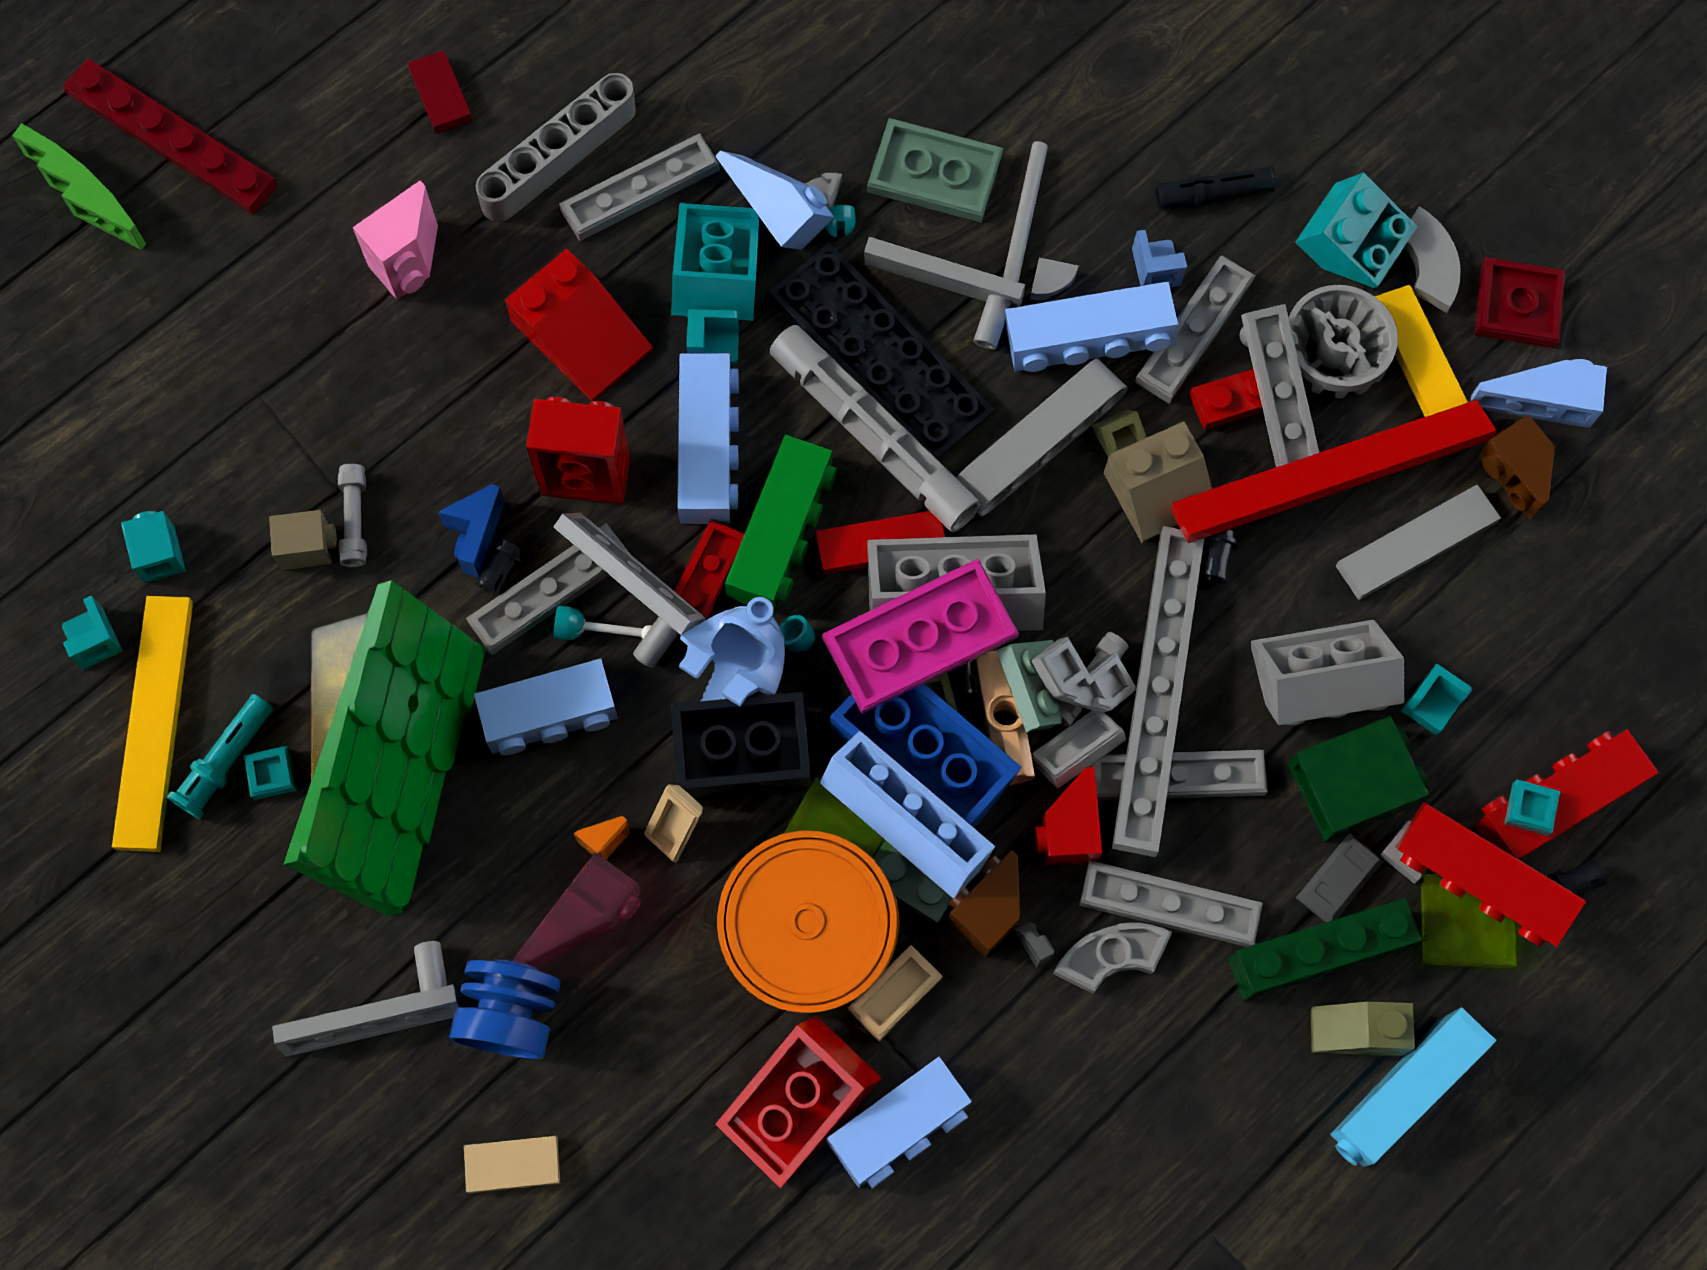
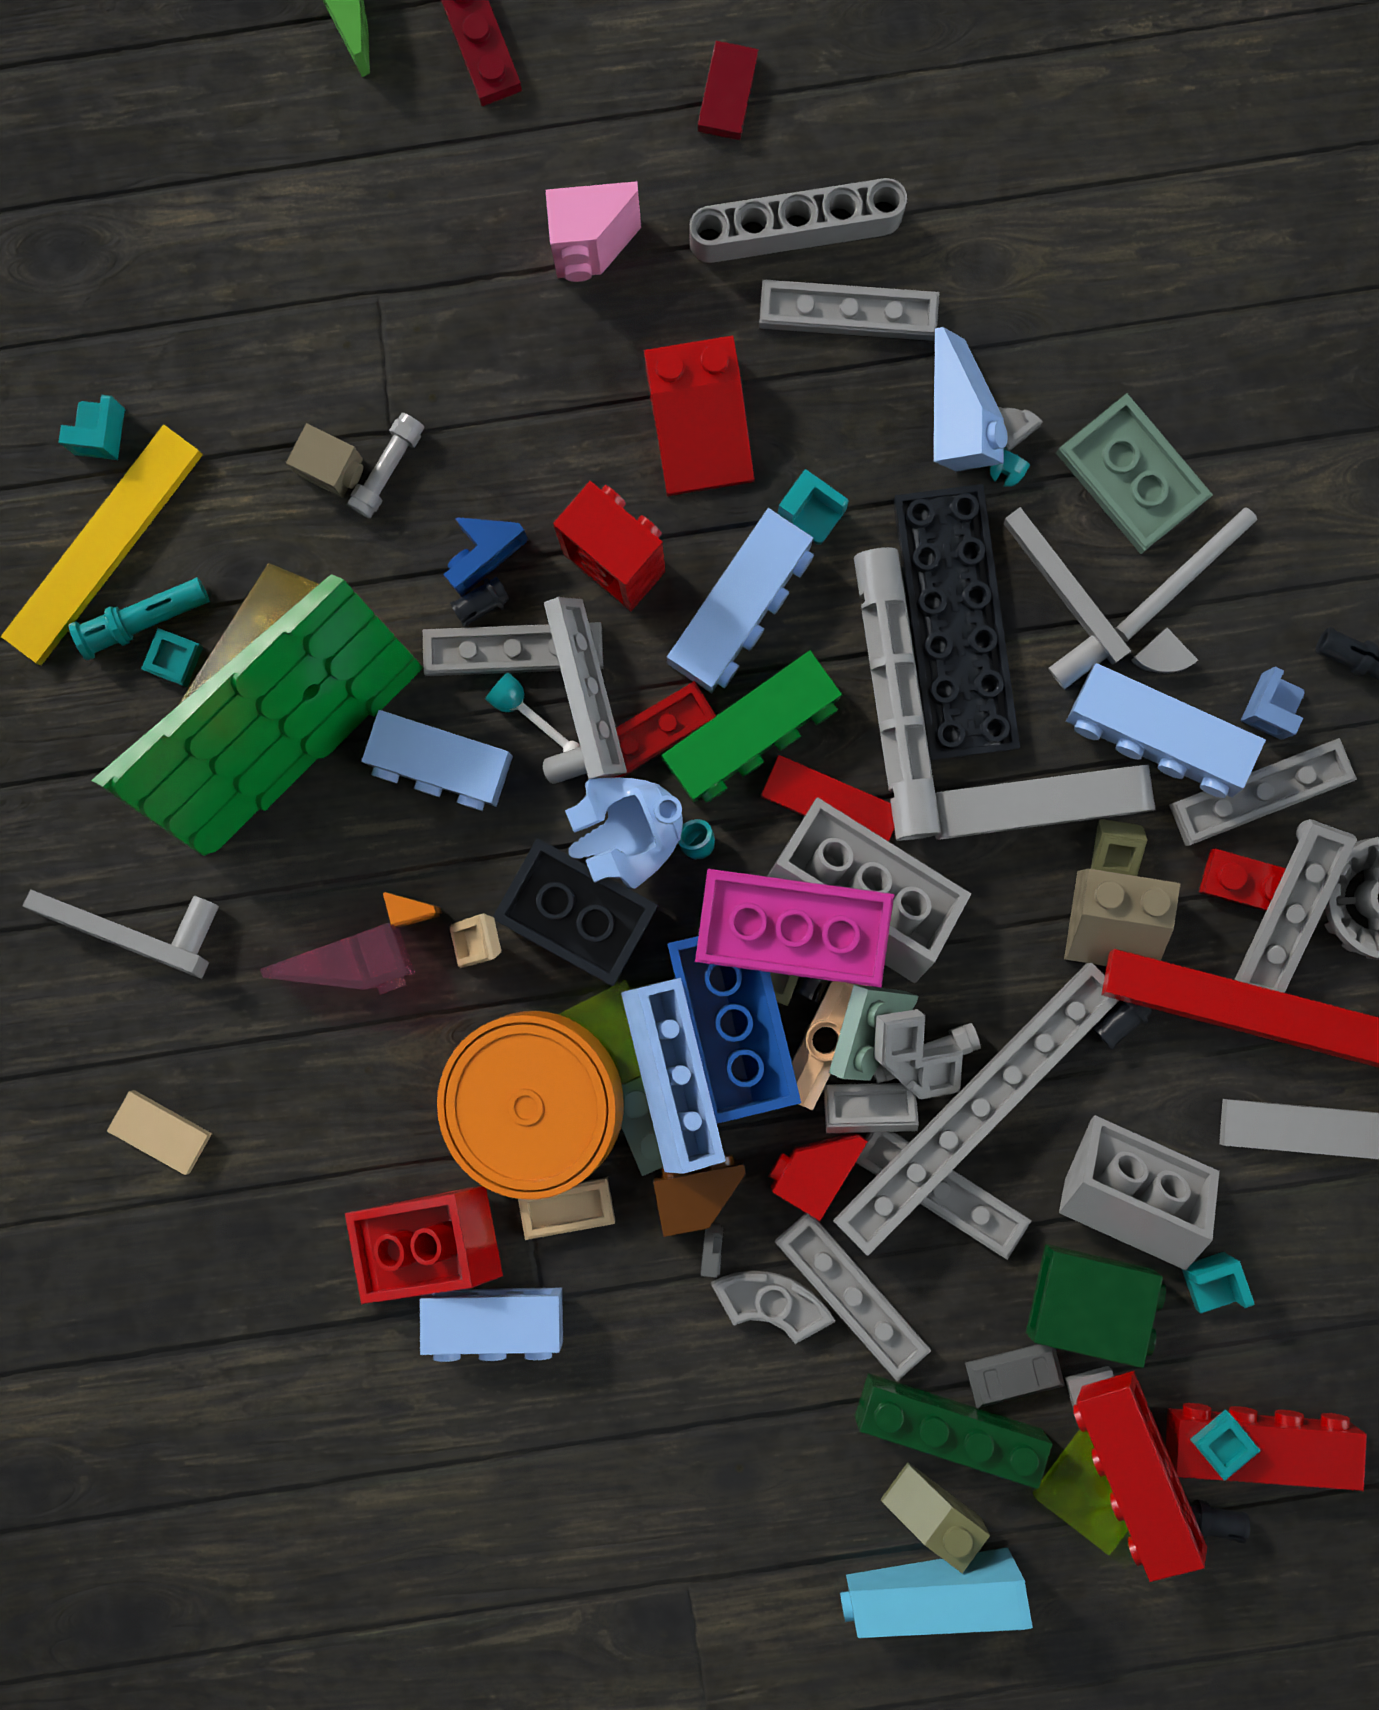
camera: 45 degrees right, 15 degrees up
(152, 546) = (195, 380): teal brick -> none
(505, 1009) = (219, 1016): blue wheel -> none
(715, 259) = (866, 432): teal slope -> none

